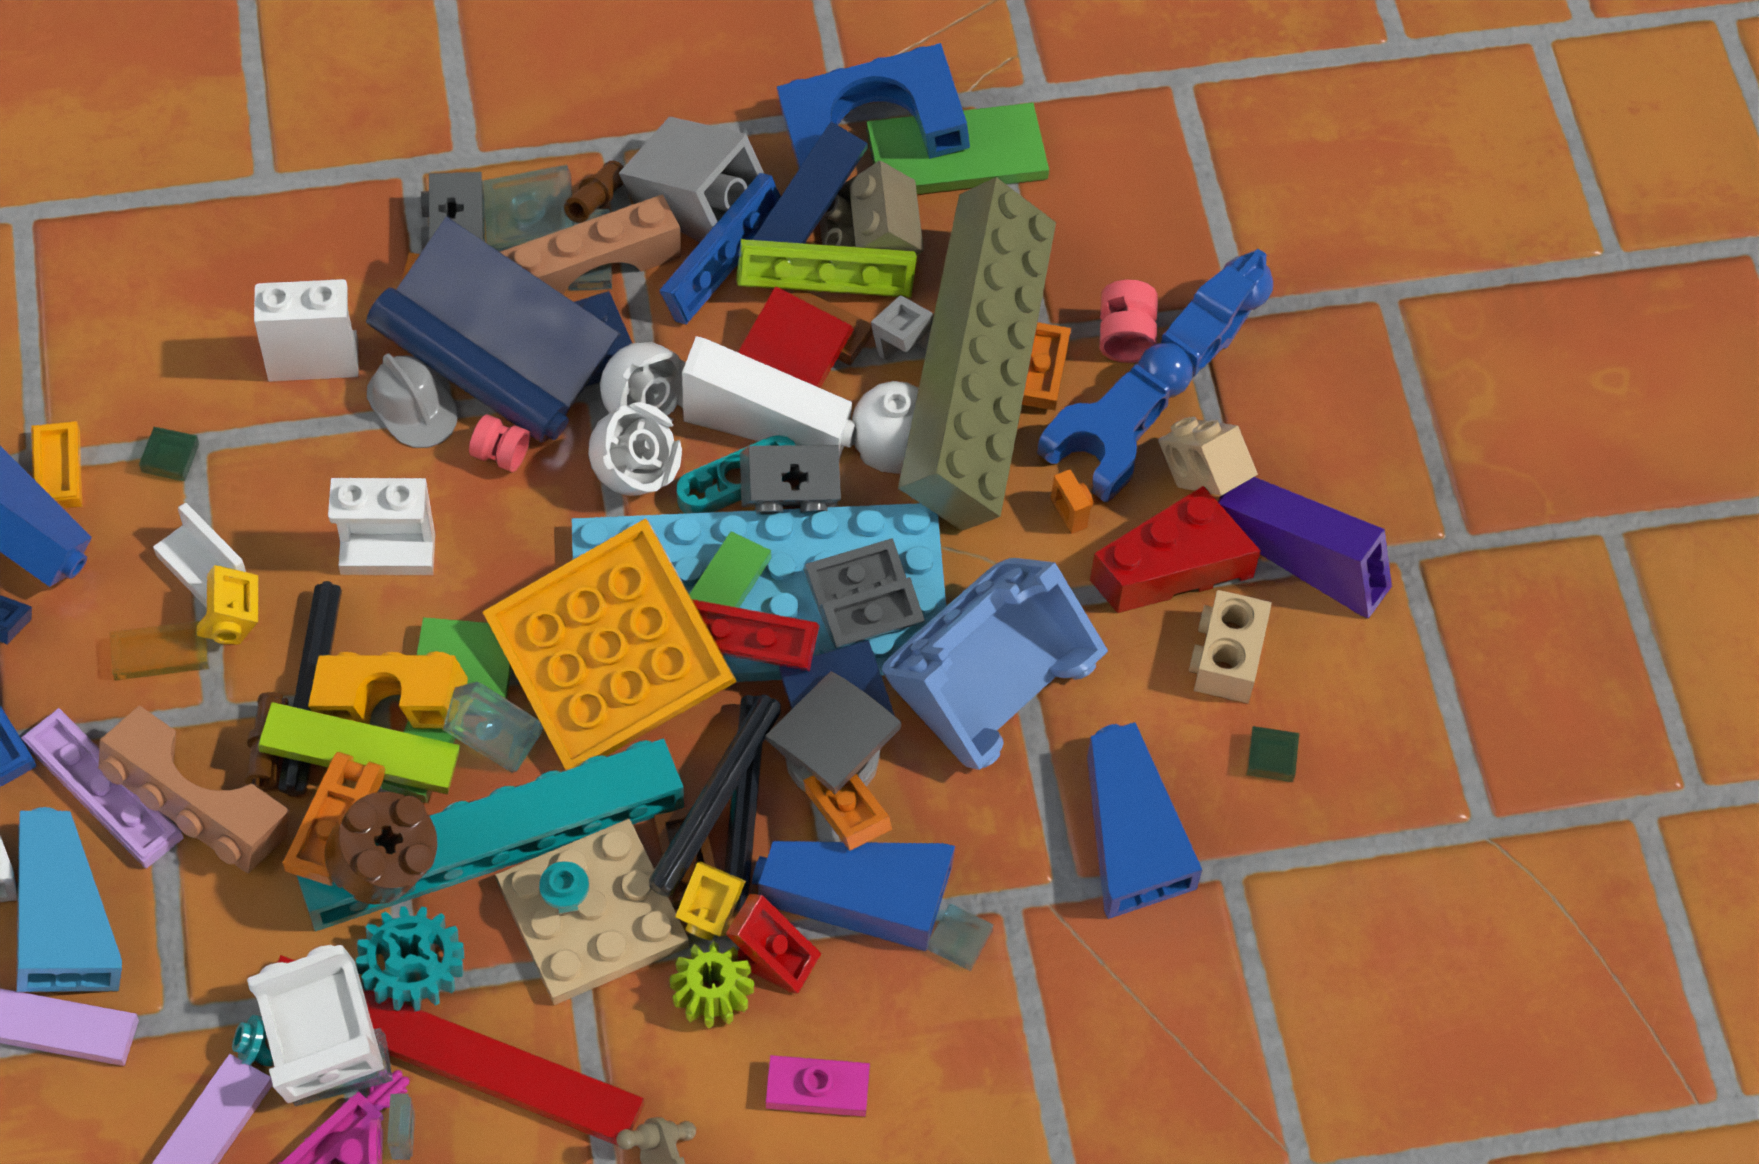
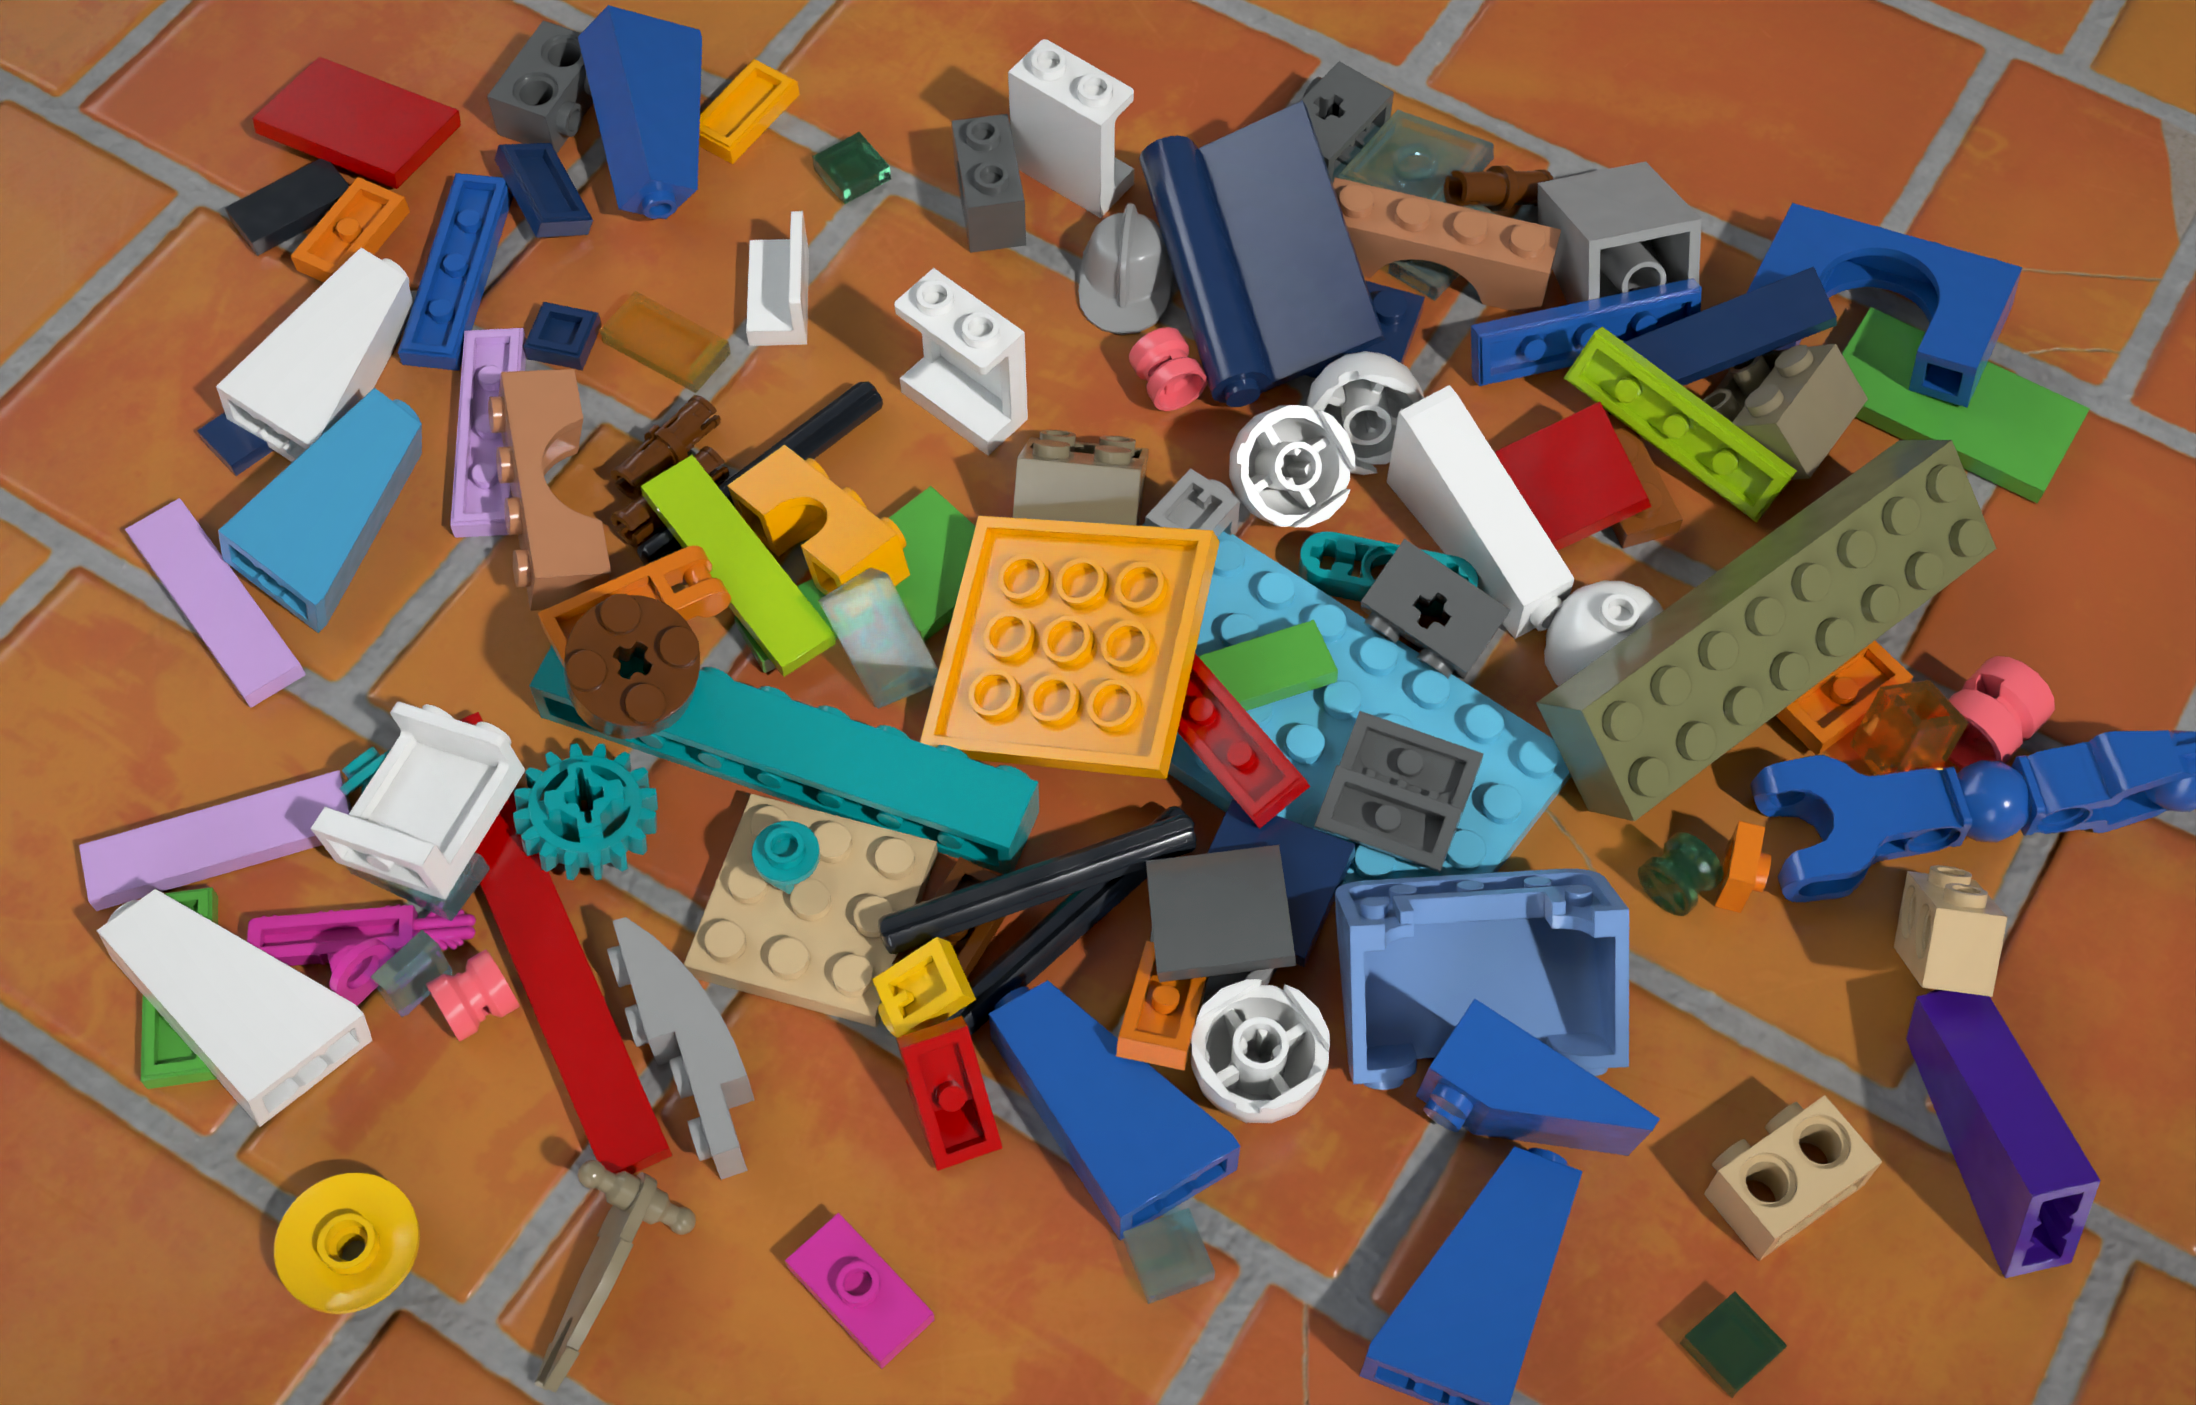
camera: 45 degrees right, 0 degrees up
(87, 694) = (562, 336): none -> dark blue tile
(230, 605) = (755, 339): yellow bracket -> none
(232, 714) = (666, 445): none -> reddish brown pin
(276, 402) = (989, 183): none -> dark grey brick
(449, 1109) = (473, 995): none -> coral wheel
(515, 549) = (1080, 479): none -> dark tan slope
(580, 1024) = (690, 1034): none -> light grey slope
(603, 516) = (1197, 505): none -> light grey bracket
(709, 967) = (844, 1058): lime gear -> none
(901, 327) = (1704, 537): light grey panel -> none
(921, 788) = (1259, 1051): none -> white cylinder
(1044, 528) = (1680, 873): none -> clear green wheel
(1062, 703) = (1520, 1089): none -> blue slope
(1095, 361) = (1908, 729): none -> clear orange brick
(1174, 553) = (1815, 1014): red wedge -> none

